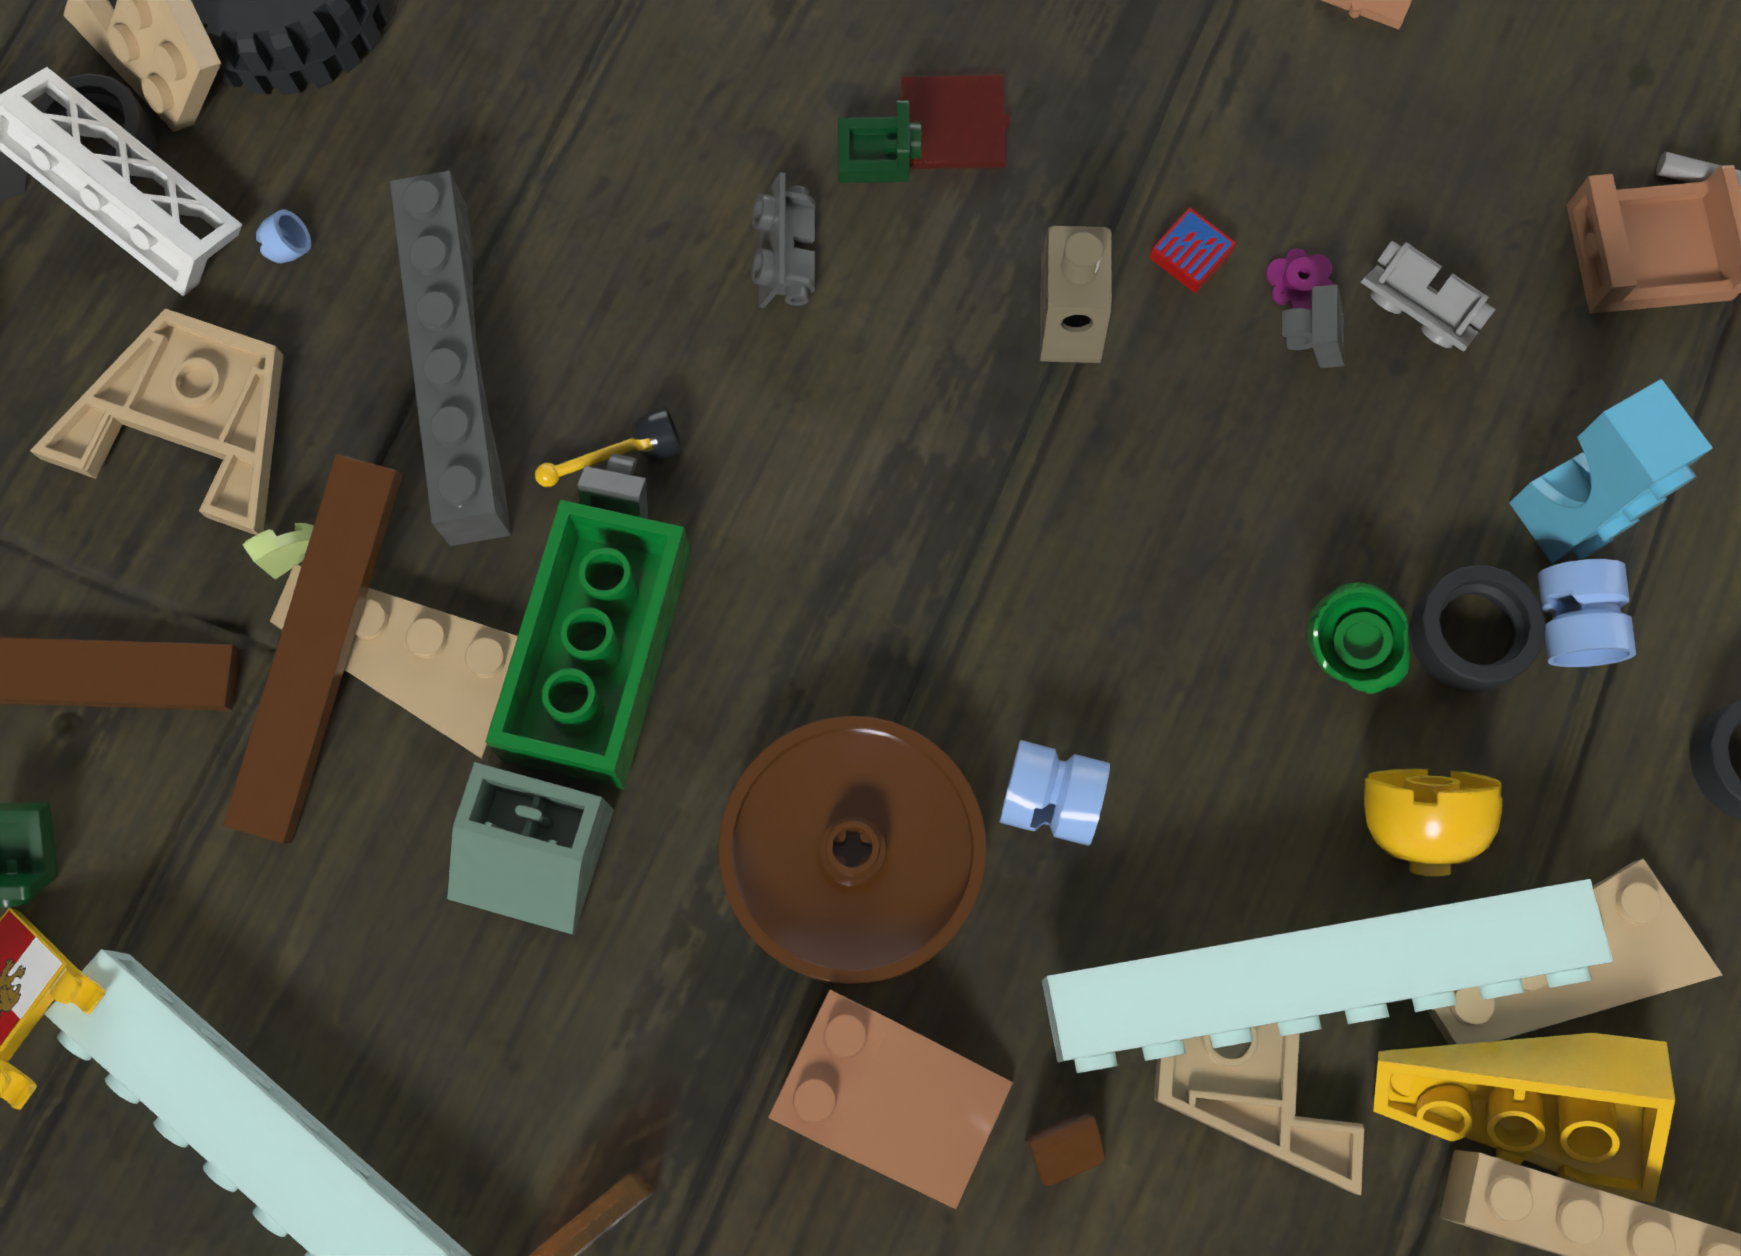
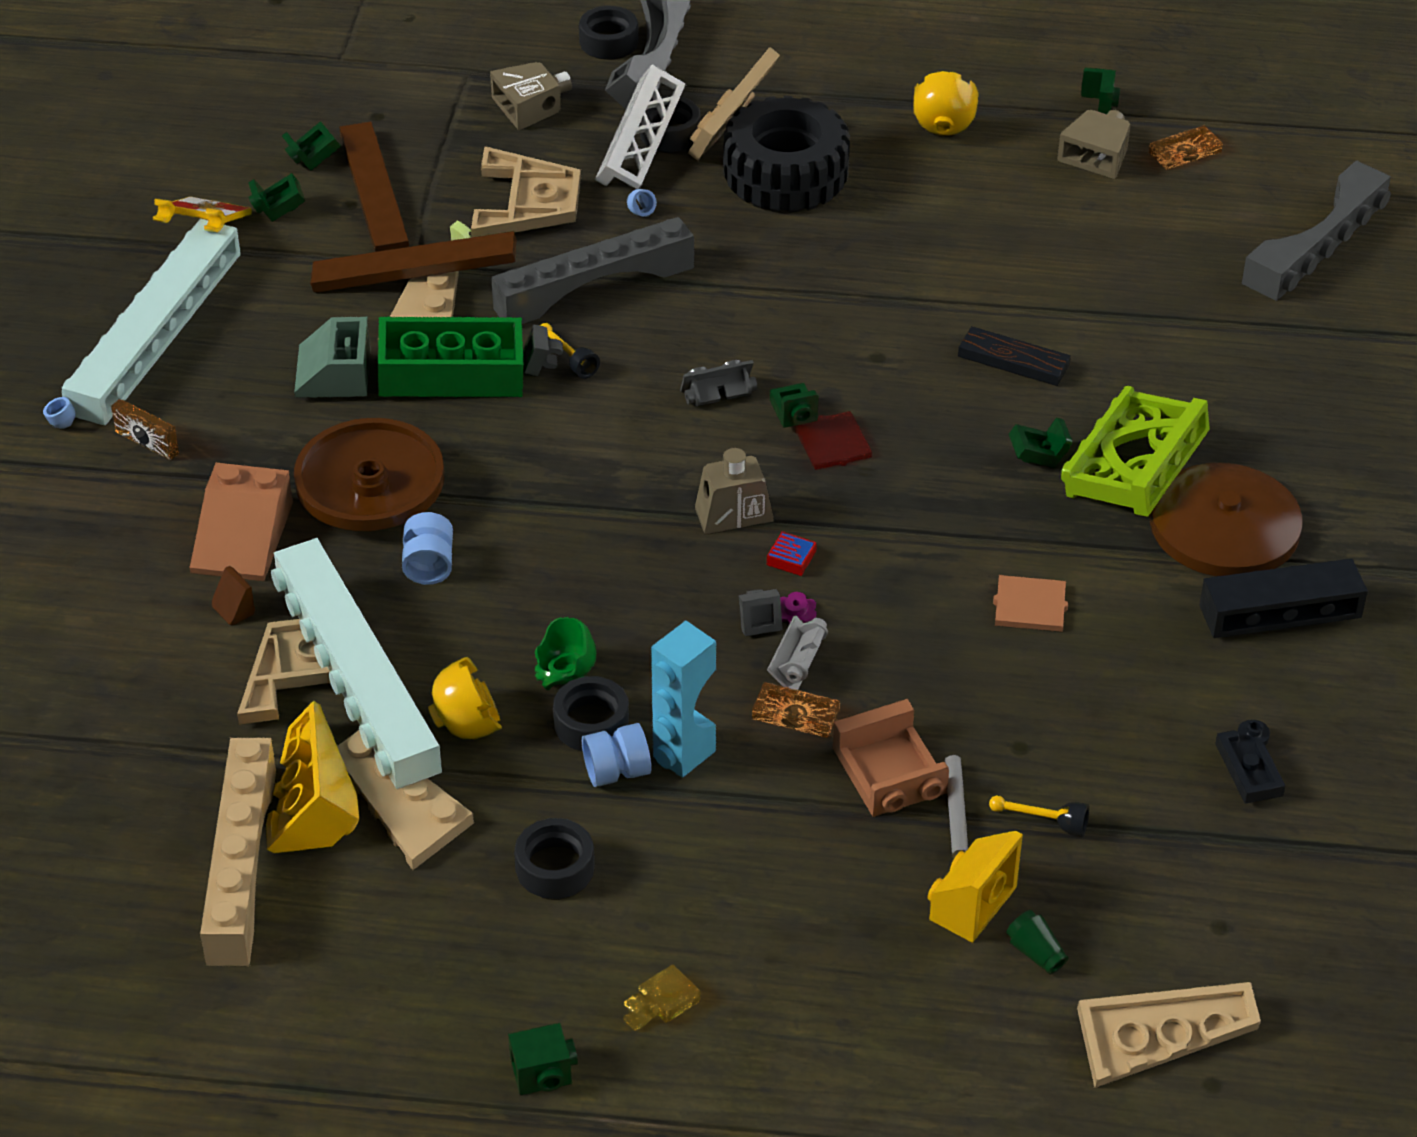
camera: 70 degrees right, 30 degrees down
(1515, 339) = (795, 709): none -> clear orange tile

